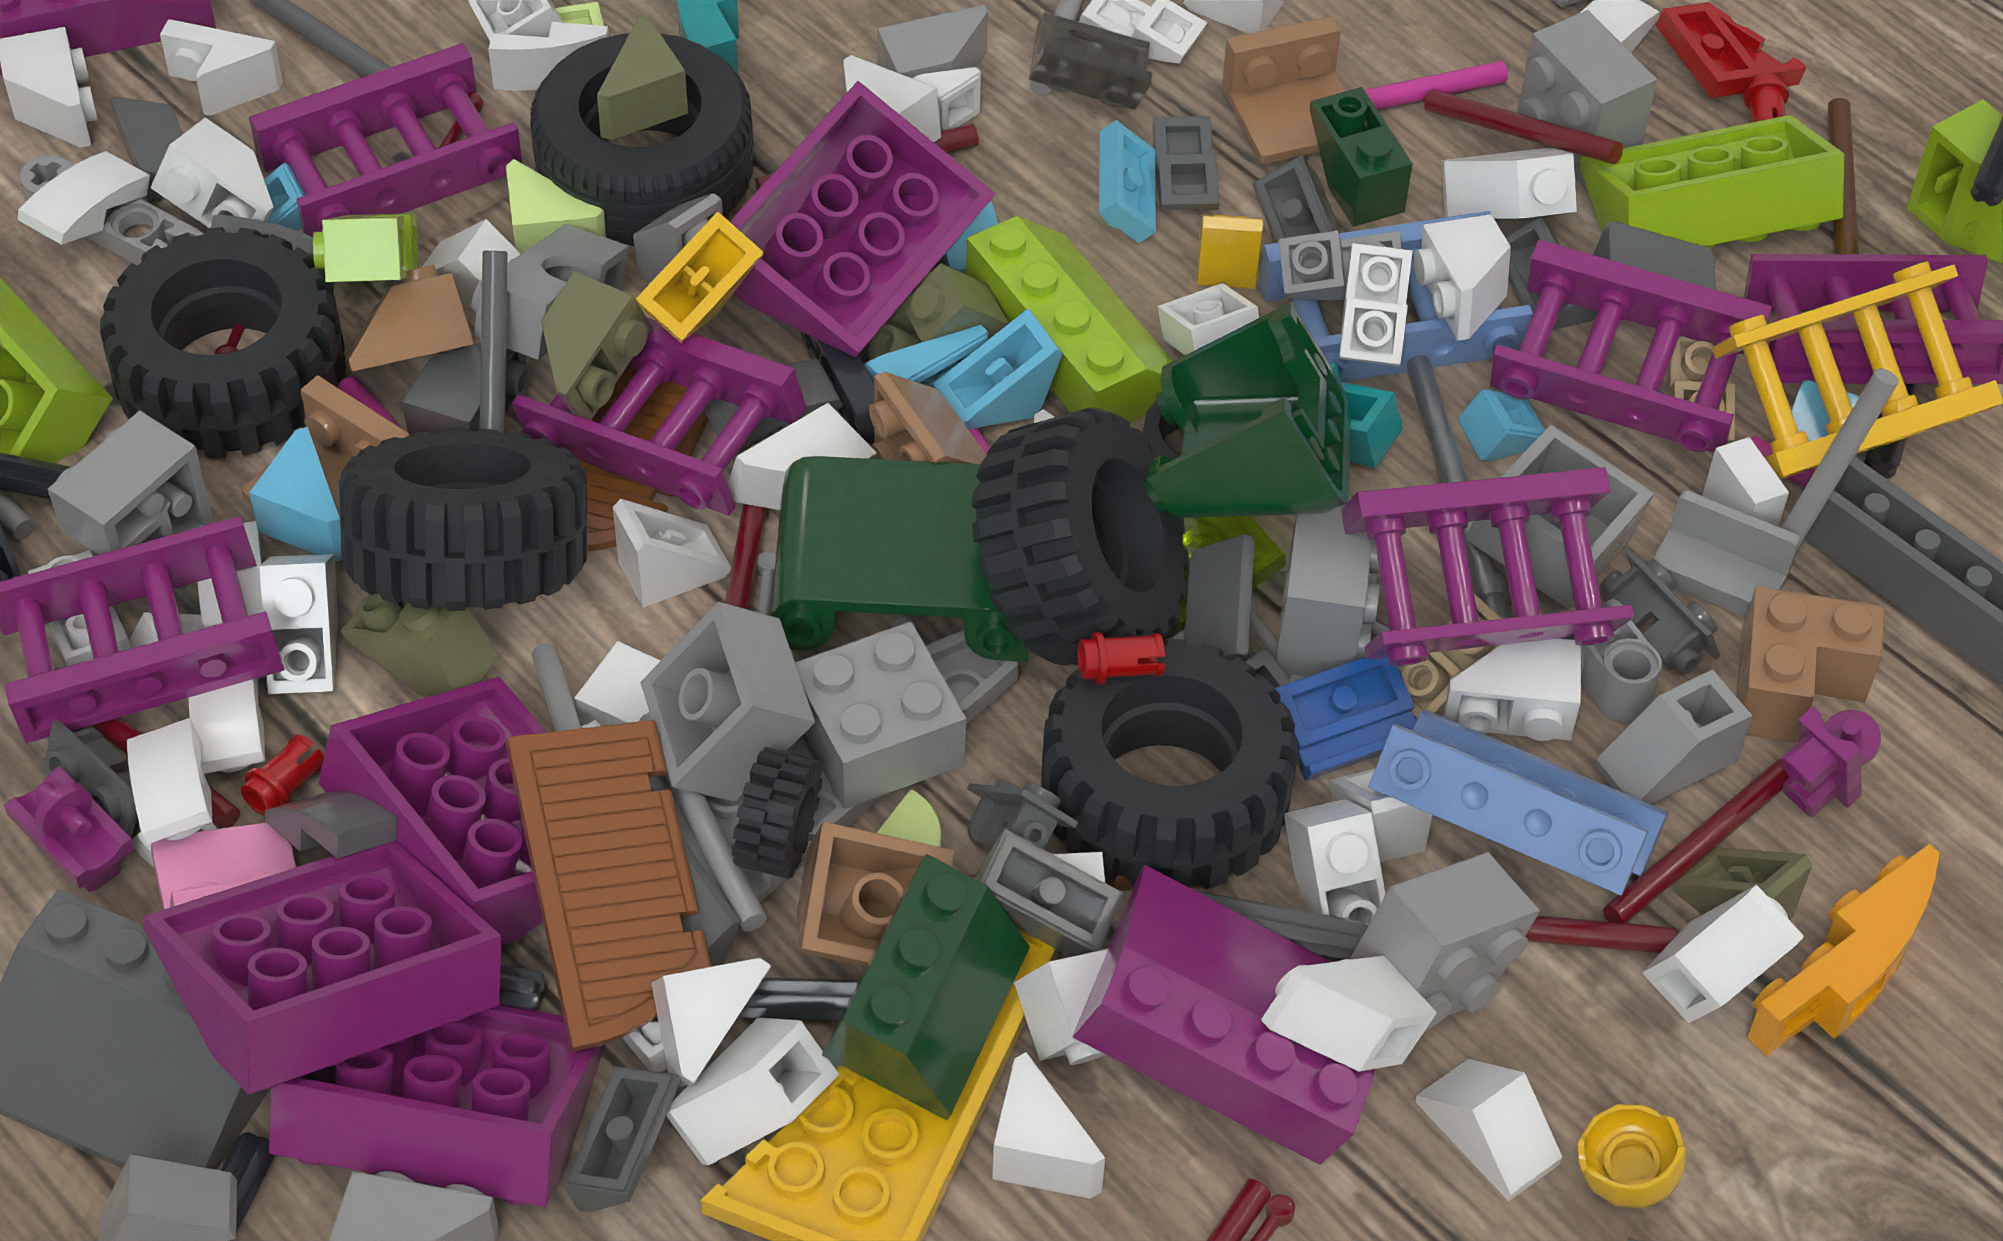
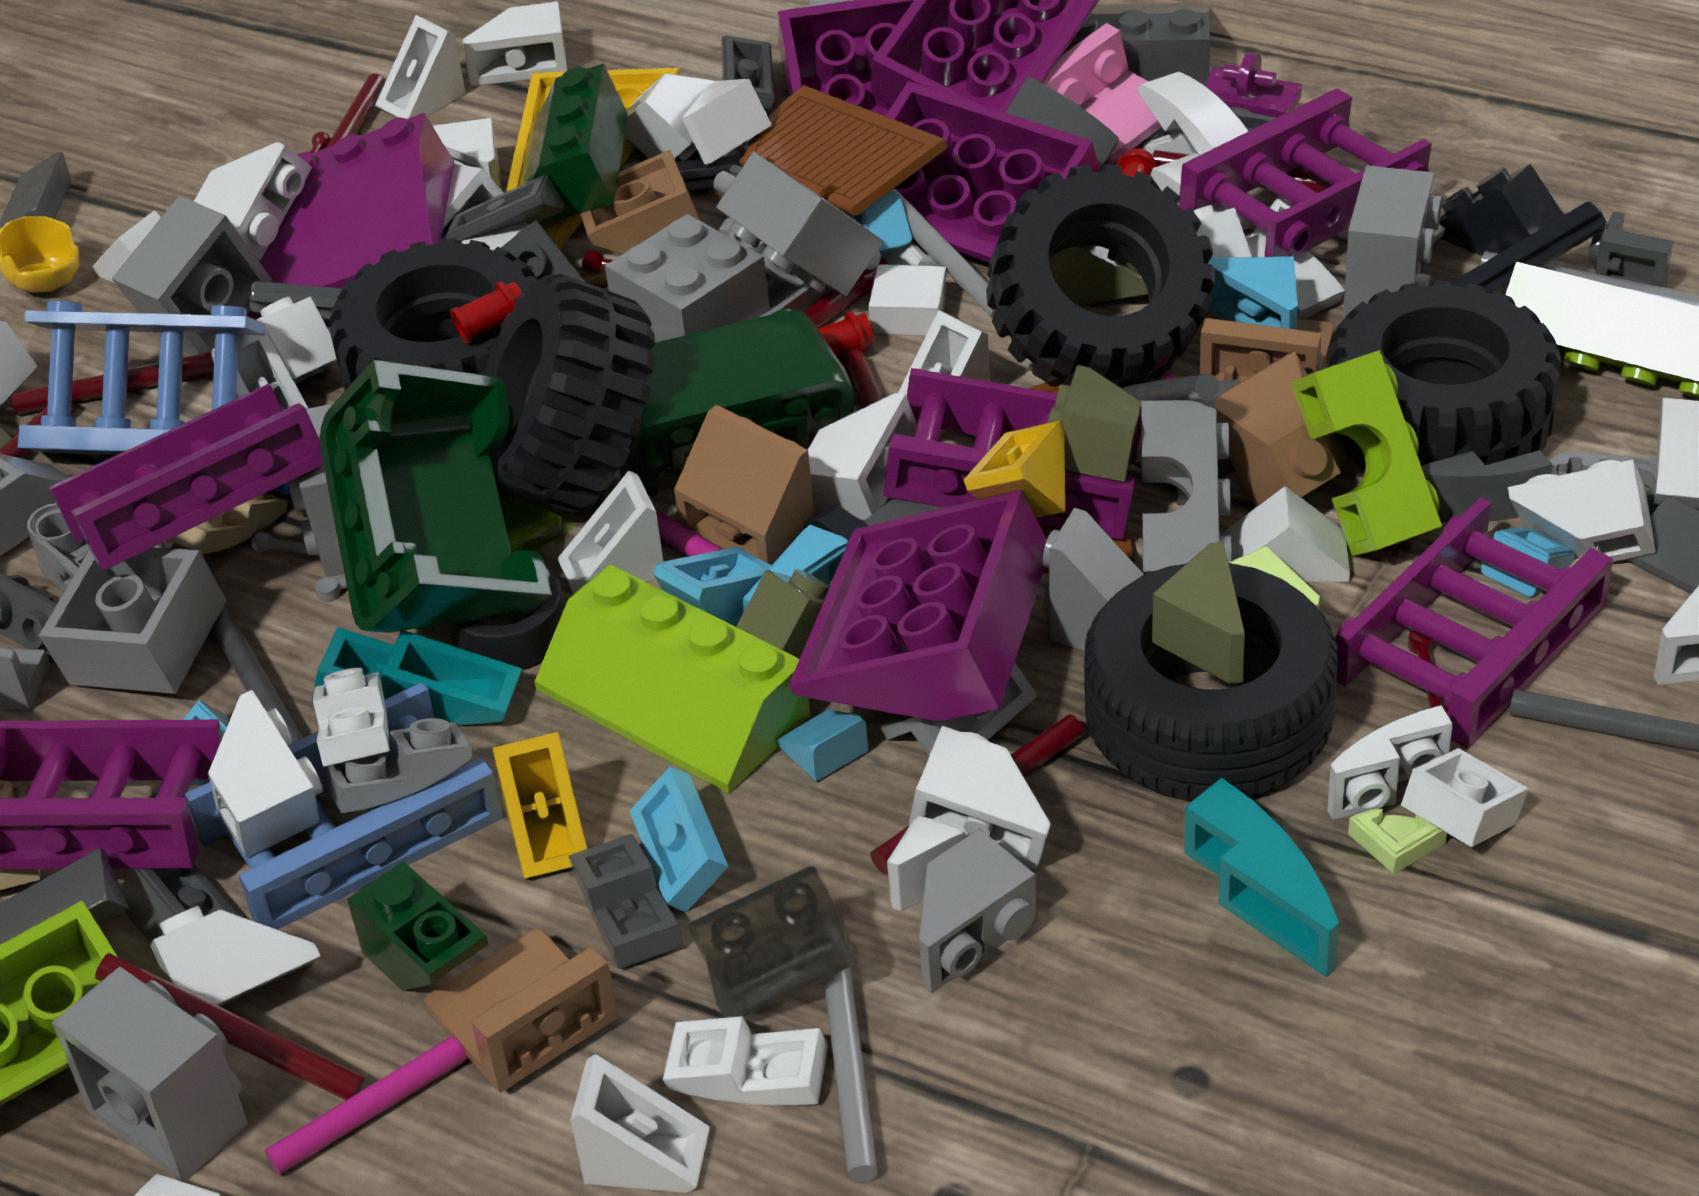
camera: 165 degrees right, 10 degrees down
(777, 812) = (718, 171): black tyre -> none
(1204, 317) = (531, 706): white piece -> none
(1295, 201) = (479, 887): dark grey slope -> none

